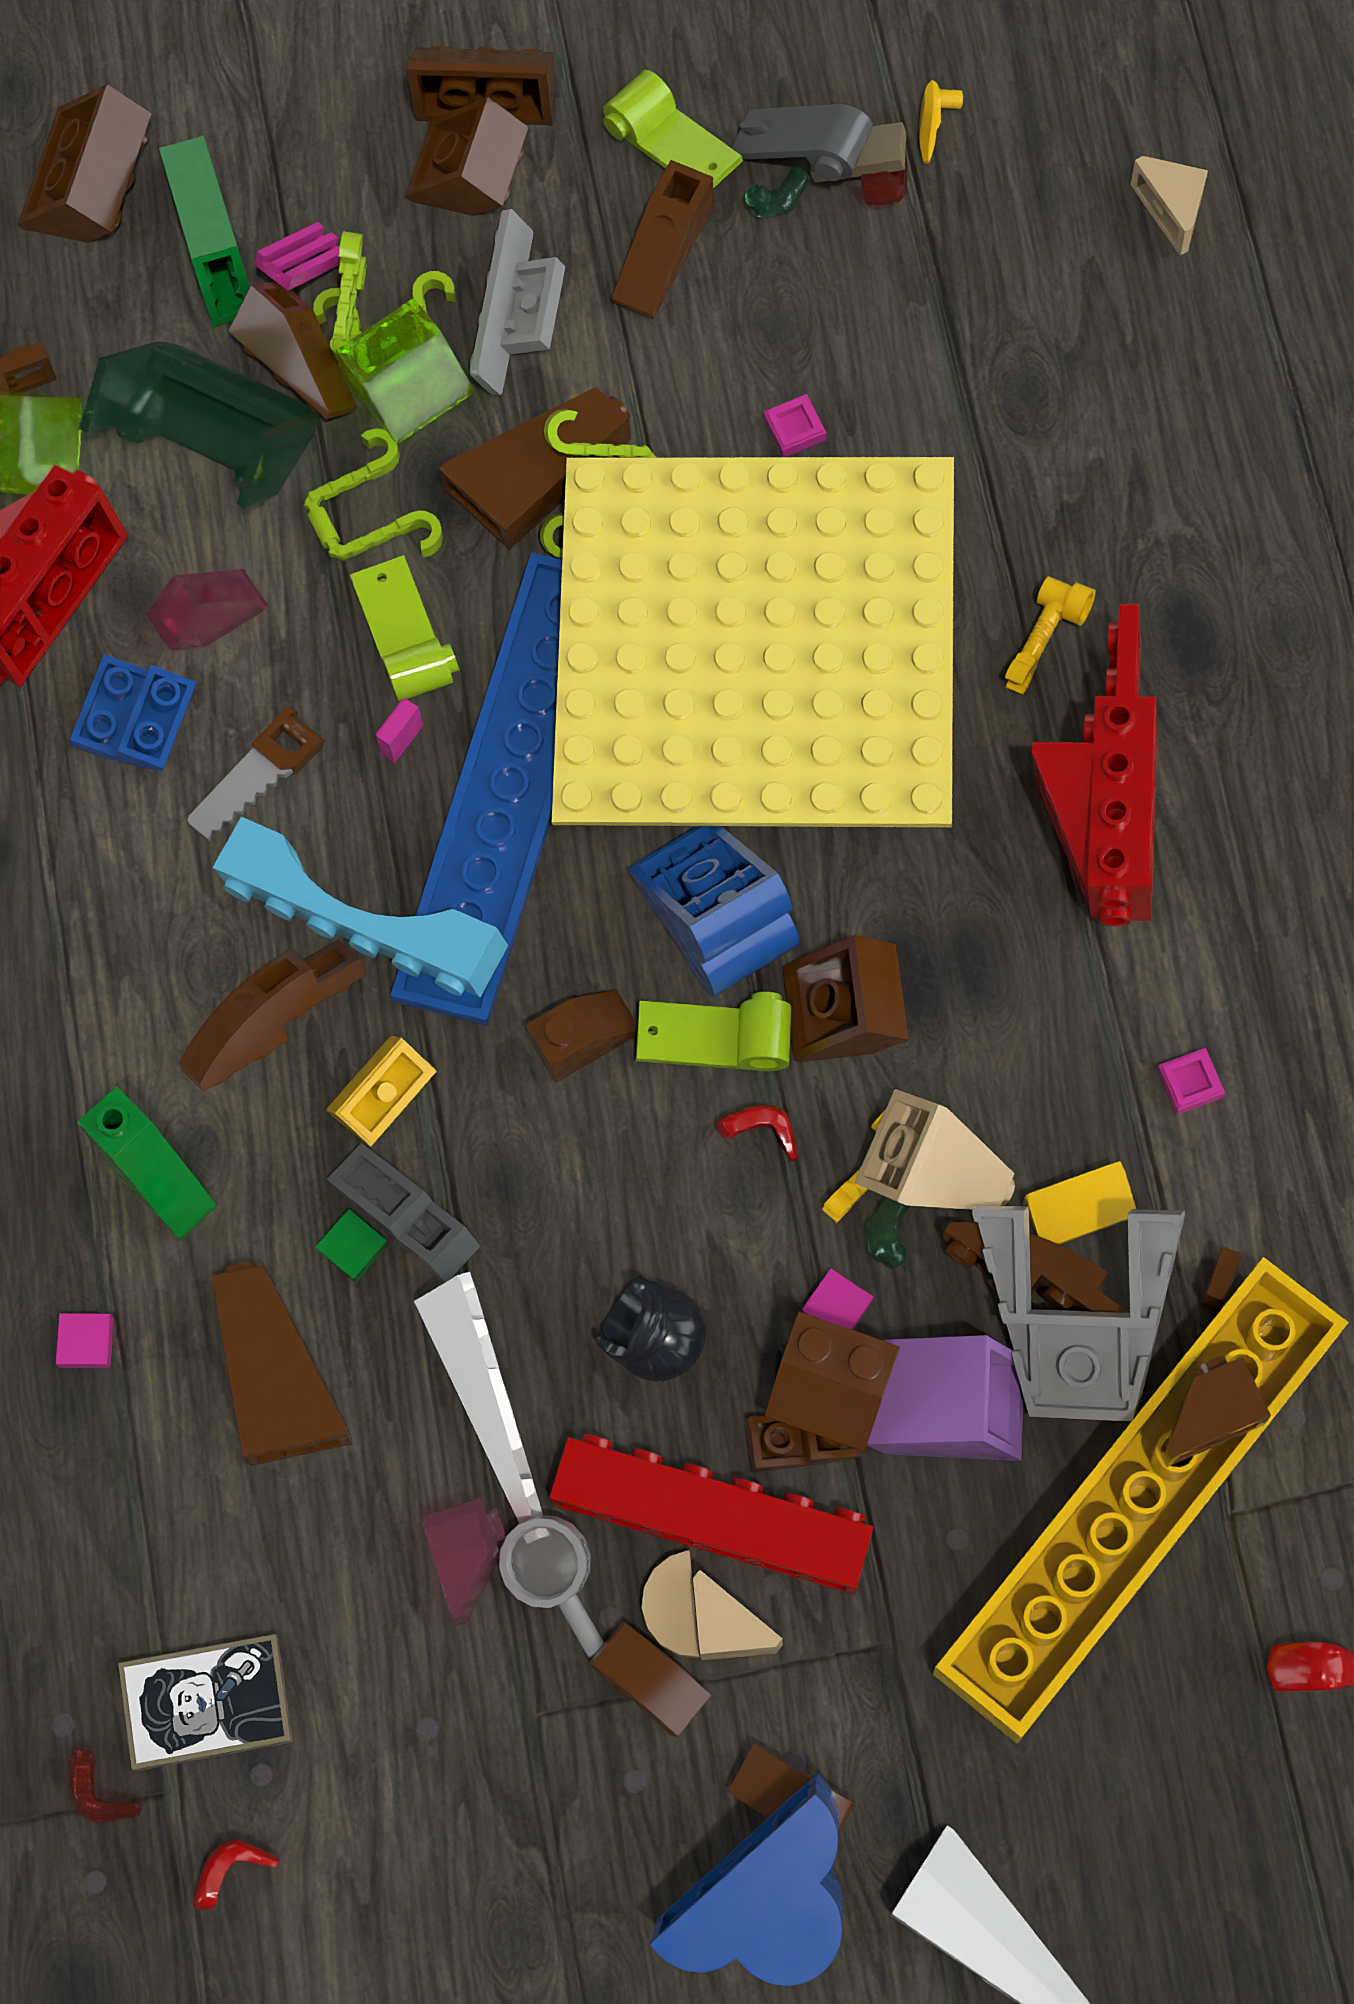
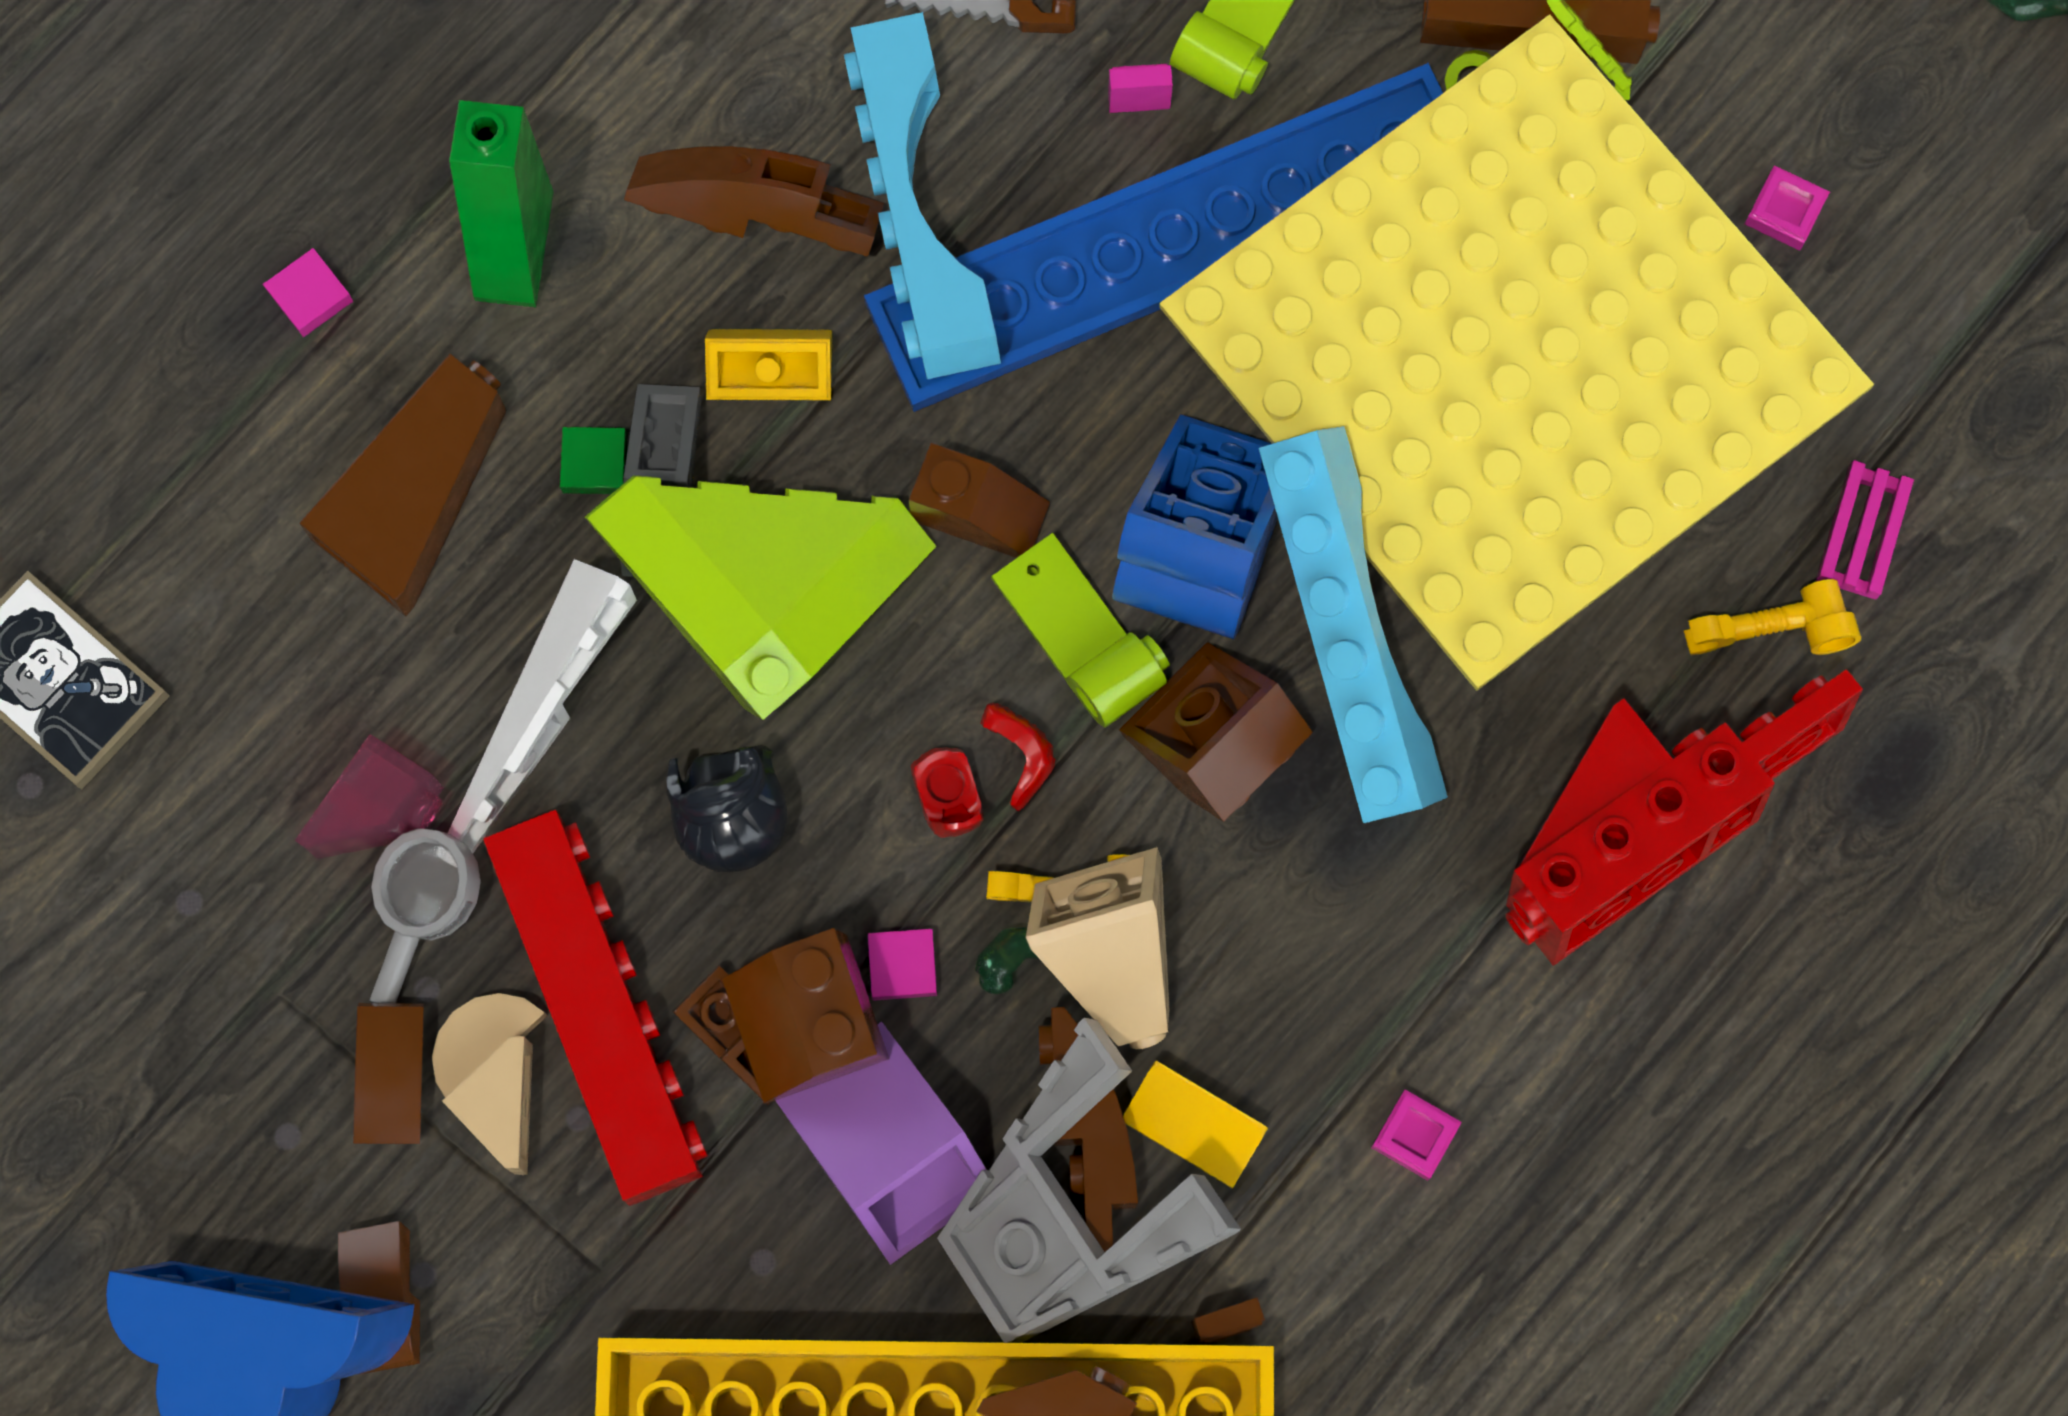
camera: 45 degrees right, 5 degrees up
(524, 1197) = (761, 578): none -> lime slope
(751, 1192) = (947, 792): none -> red hair
(899, 888) = (1322, 529): none -> medium azure arch
(1009, 507) = (1879, 482): none -> dark pink tile

